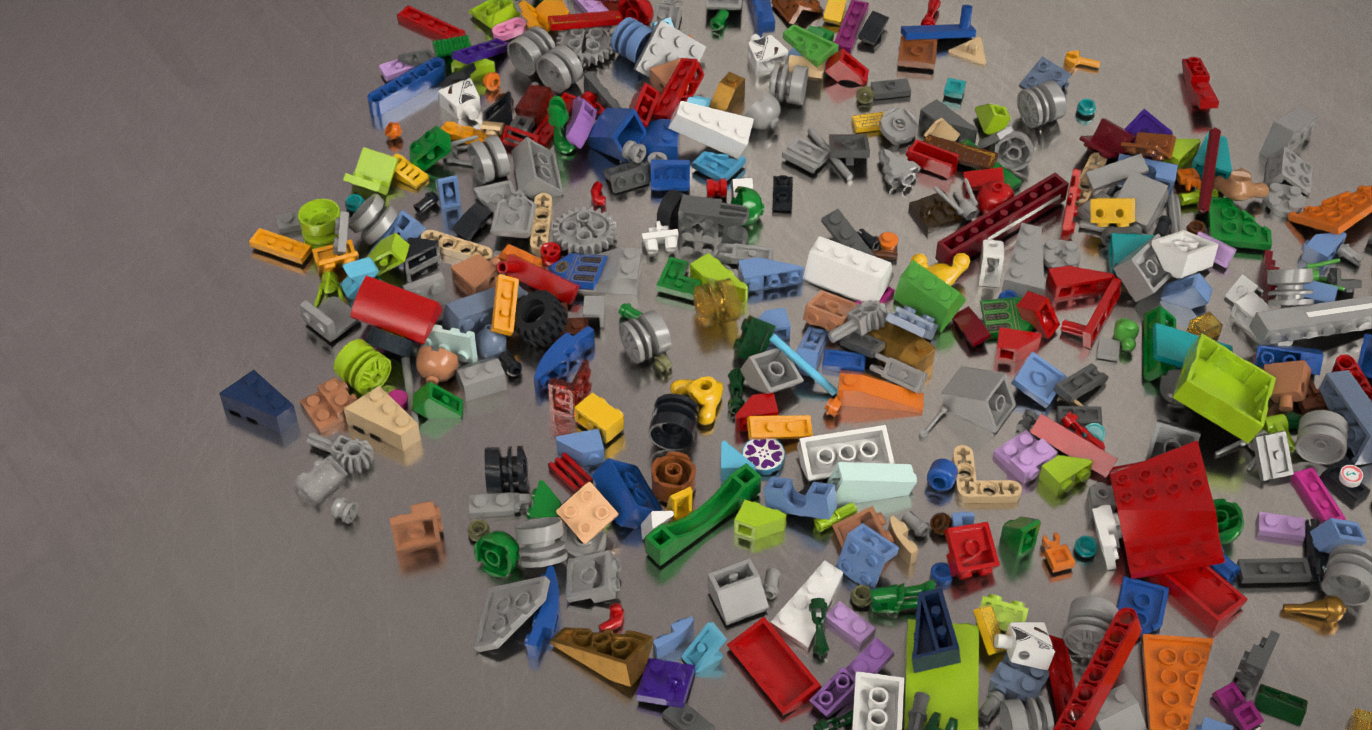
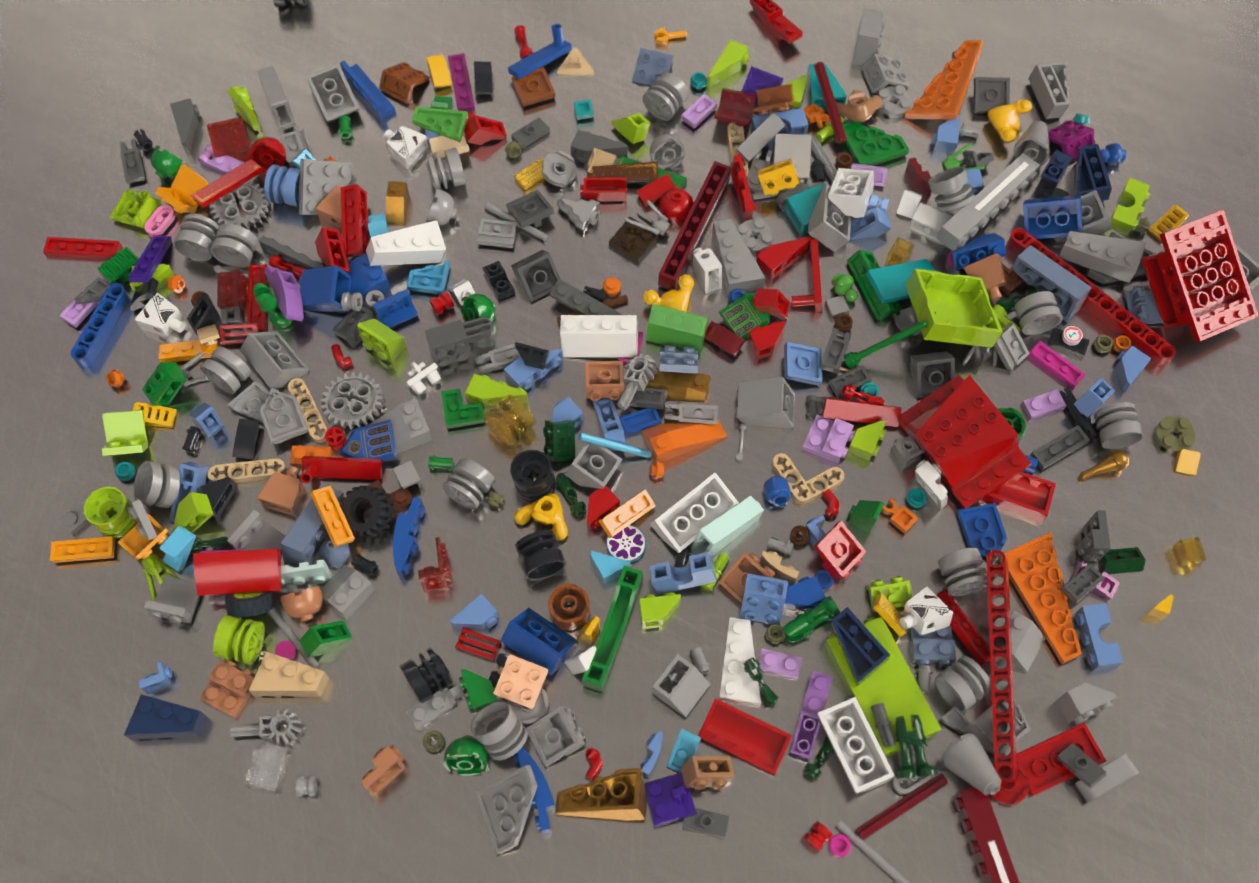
camera: 30 degrees left, 15 degrees up
(275, 370) = (157, 681): none -> medium blue bracket
(598, 414) = (474, 580): yellow brick -> none
(641, 192) = (381, 339): none -> lime slope
(669, 208) = (418, 344): black tyre -> none
(709, 354) = (532, 465): none -> black wheel
(715, 672) = (707, 772): none -> medium nougat brick
(772, 260) = (532, 356): none -> black tile
(819, 200) = (536, 274): none -> dark grey slope
(906, 570) = (804, 595): none -> blue slope
(994, 512) = (834, 504): none -> red arm
(995, 137) = (645, 146): light grey tile -> none
(1069, 131) = (699, 111): none -> lavender plate
(1095, 397) = (853, 359): none -> green piece
(1106, 364) = (844, 318): none -> reddish brown plate
(1125, 103) = (729, 62): none -> lime slope
(1212, 279) = (883, 203): none -> light blue wheel
(1218, 698) = (1082, 583): none -> dark grey plate

